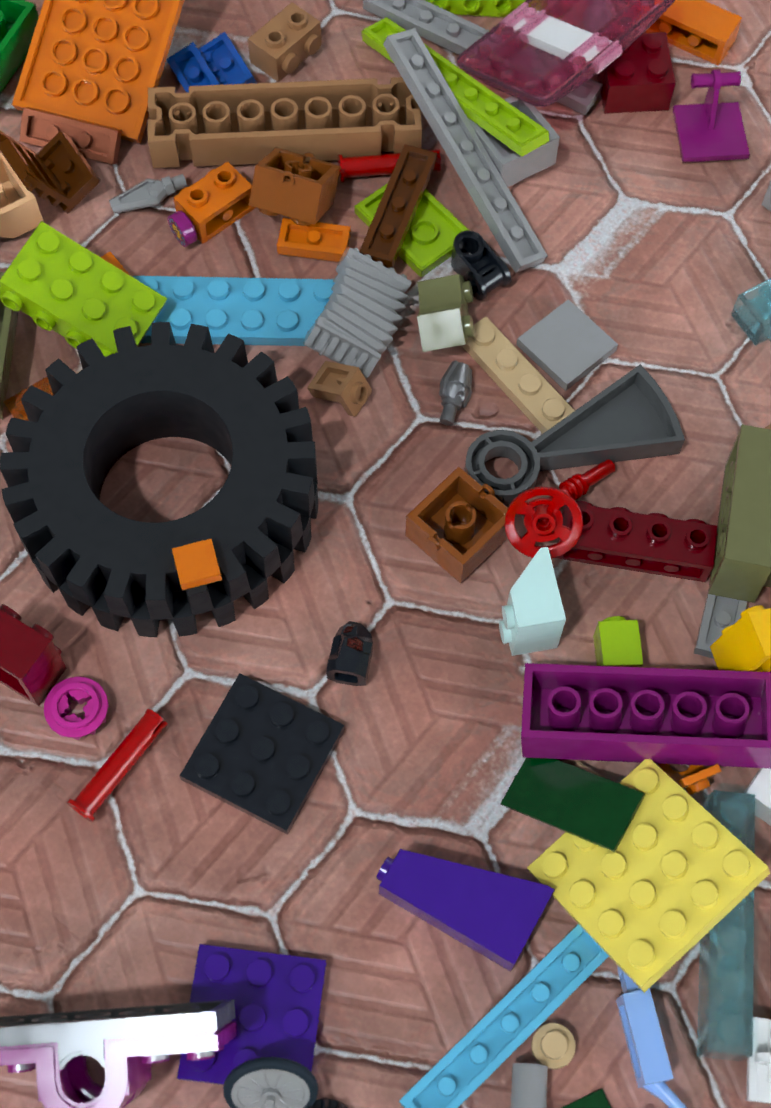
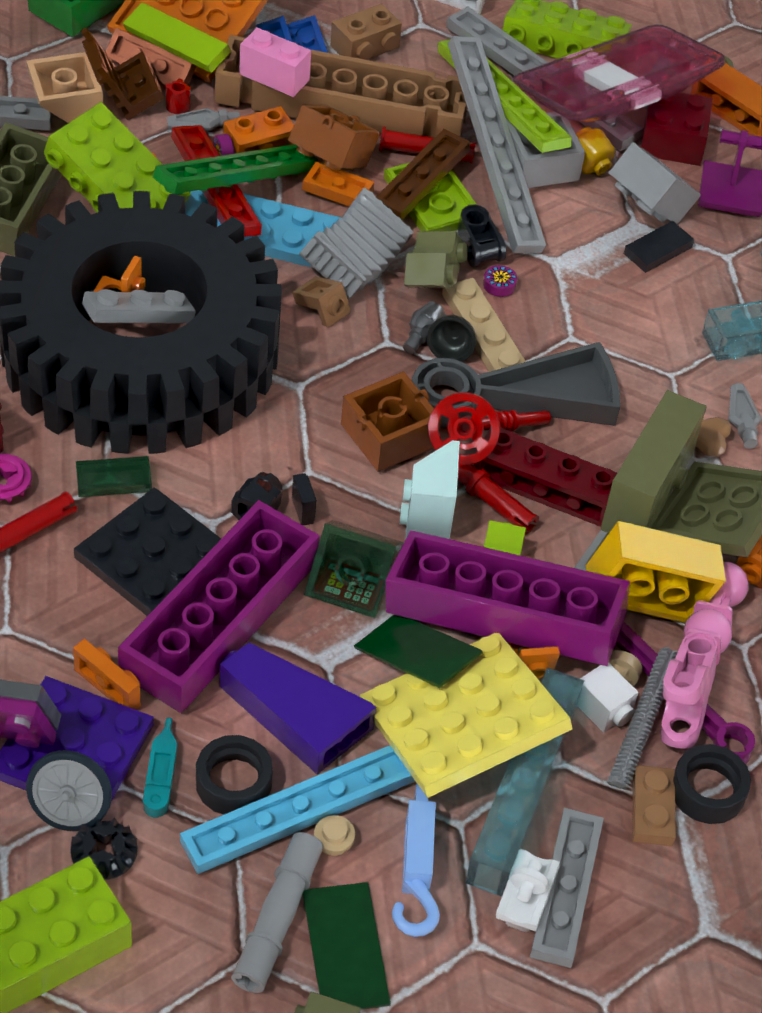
camera: 10 degrees right, 15 degrees down
(93, 106) = (177, 37): none -> lime tile
(113, 173) = (178, 97): none -> red hose
(146, 449) = (130, 280): none -> orange bracket
(162, 476) = (138, 307): none -> light grey plate
(187, 273) = (230, 202): none -> red tile
(192, 670) = (113, 476): none -> clear green tile
(196, 564) = (143, 370): orange tile -> none
(201, 261) = (232, 169): none -> green plate
(209, 115) = (275, 62): none -> bright pink brick
(249, 917) = (106, 676): none -> orange plate
(352, 1021) = (160, 772): none -> teal piece
(353, 809) = (218, 605): none -> magenta brick
(398, 644) = (304, 499): none -> black tile
(460, 991) = (233, 748): none -> black tyre
(475, 714) = (352, 568): none -> clear green slope
(489, 400) = (451, 338): none -> pearl dark grey piece
(512, 310) = (500, 280): none -> tile
(565, 122) = (597, 150): none -> yellow head
(567, 344) = (540, 317): light grey tile -> none
(593, 583) = (479, 483): none -> red pin
(638, 155) = (653, 185): none -> light grey brick
(658, 223) = (659, 246): none -> black tile

